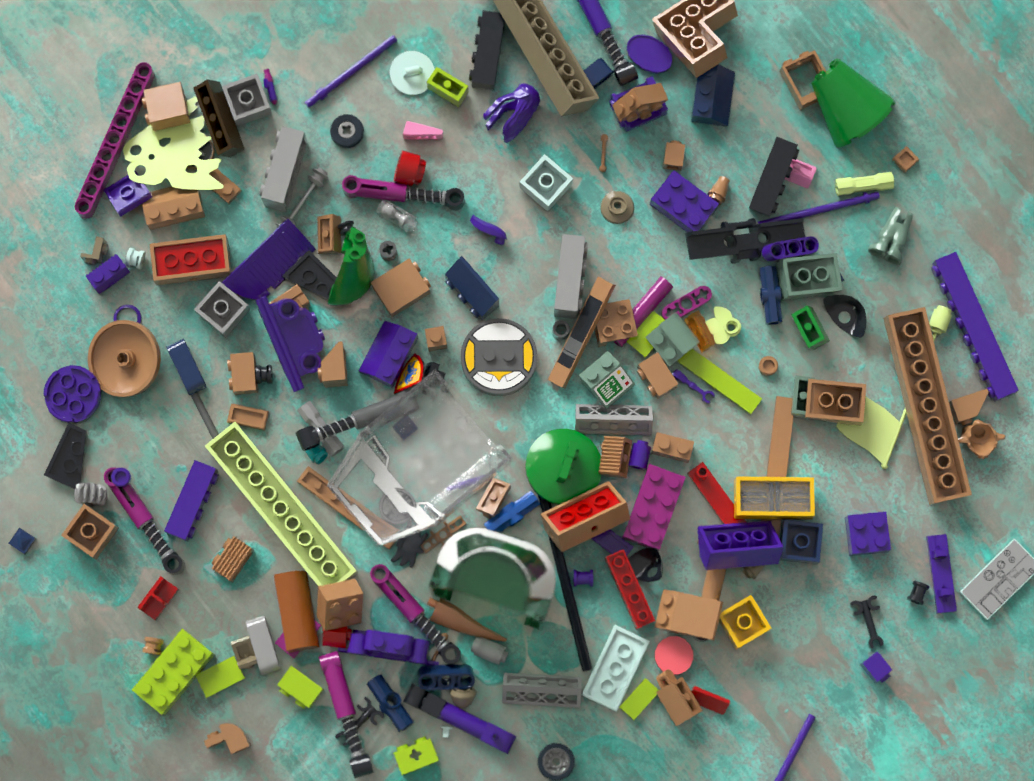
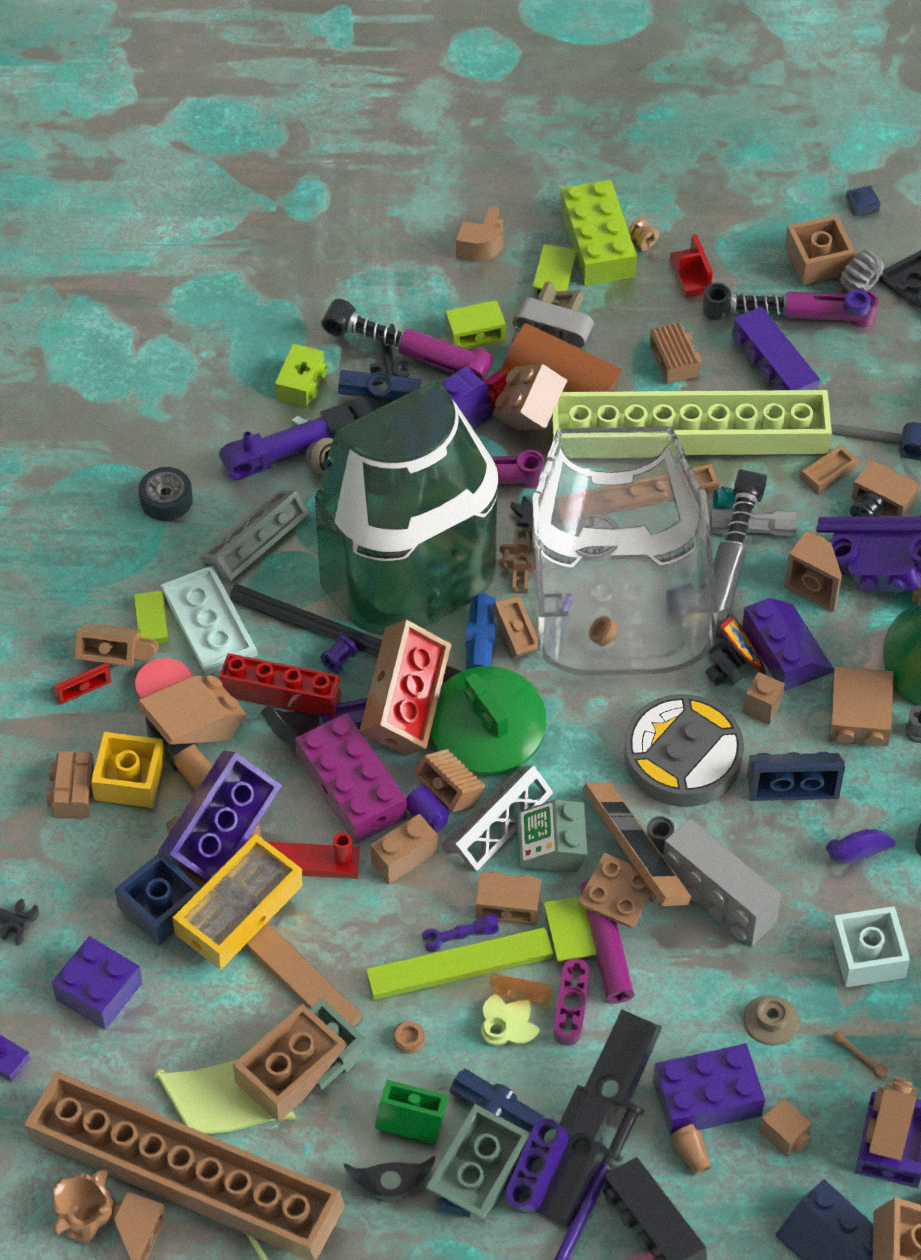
camera: 130 degrees right, 25 degrees down
(464, 446) = (602, 631): none -> medium nougat tile
(672, 339) = (538, 942): sand green brick -> none
(773, 646) = (71, 784): none -> medium nougat brick

